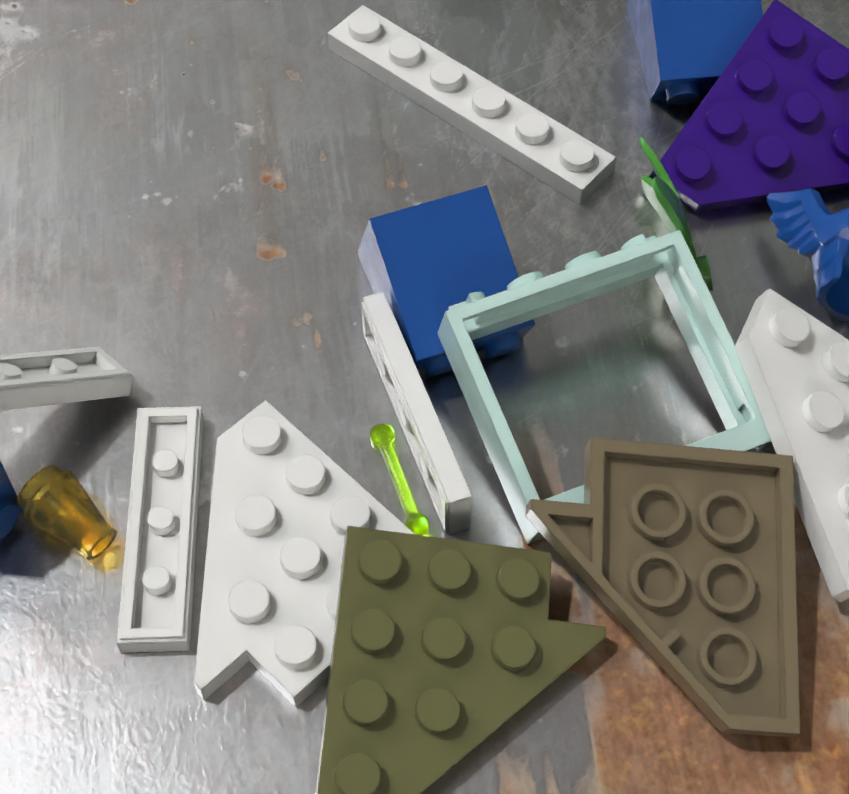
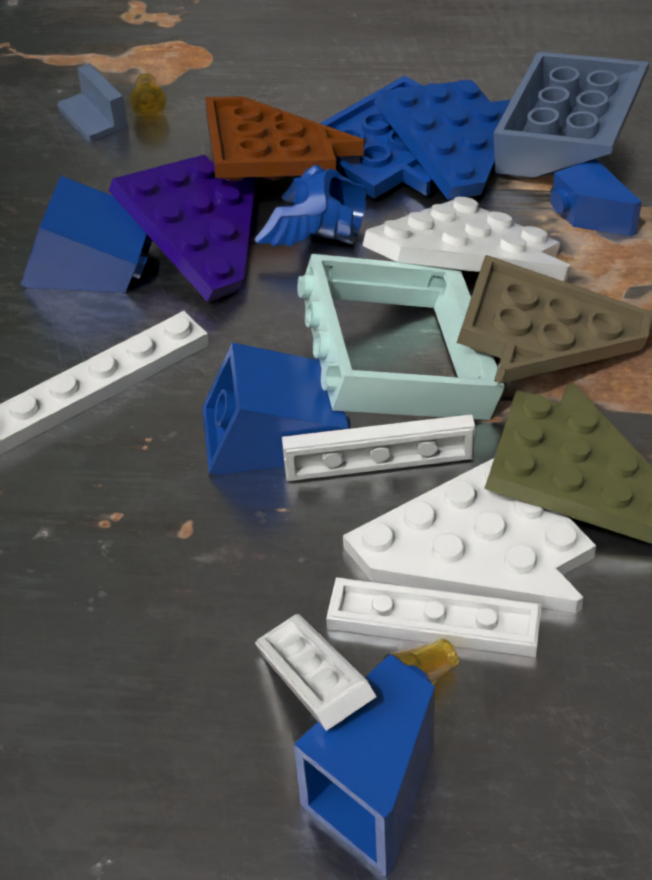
camera: 75 degrees left, 10 degrees down
(383, 439) = (388, 479): clear neon green hinge -> none
(668, 205) = (277, 283): bright green plant -> none

